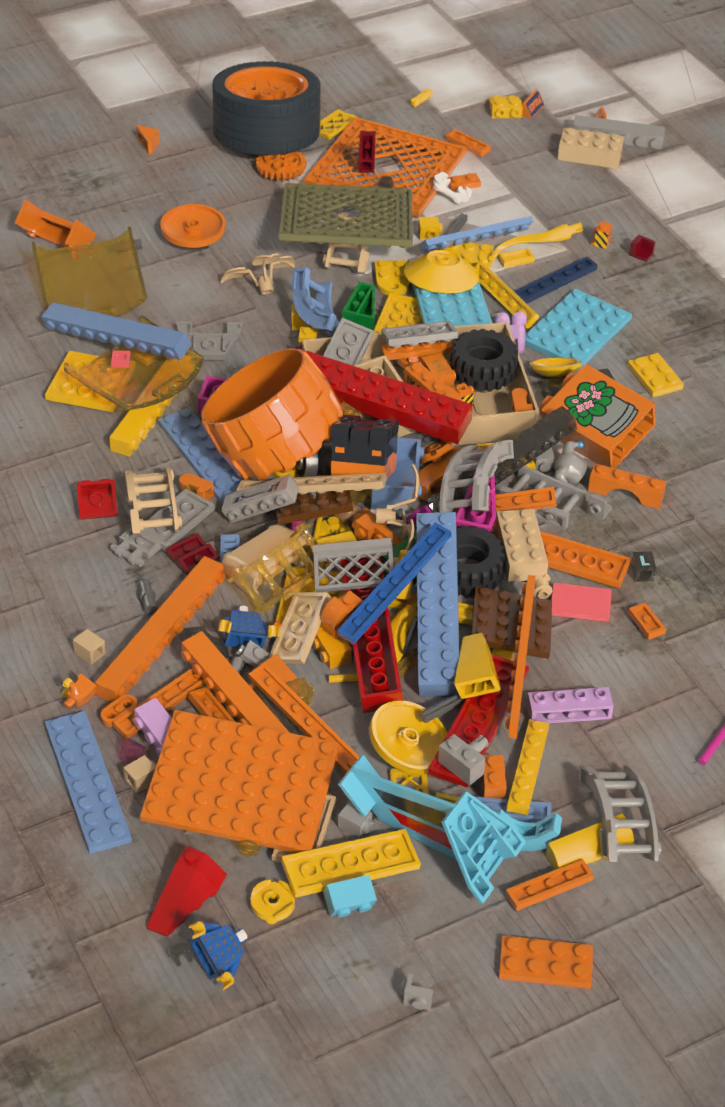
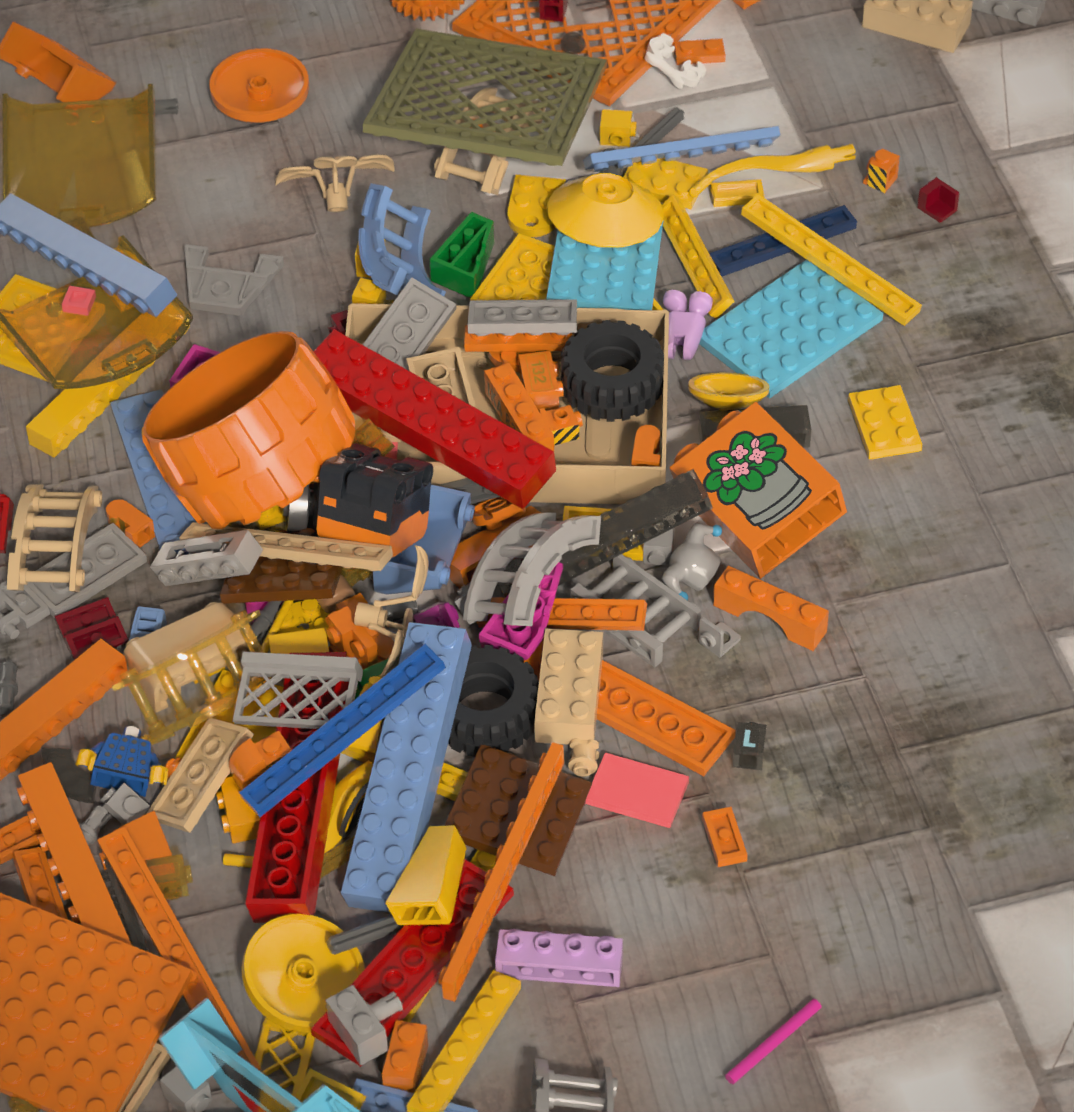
camera: 15 degrees right, 5 degrees up
(591, 286) = (831, 260): none -> yellow plate

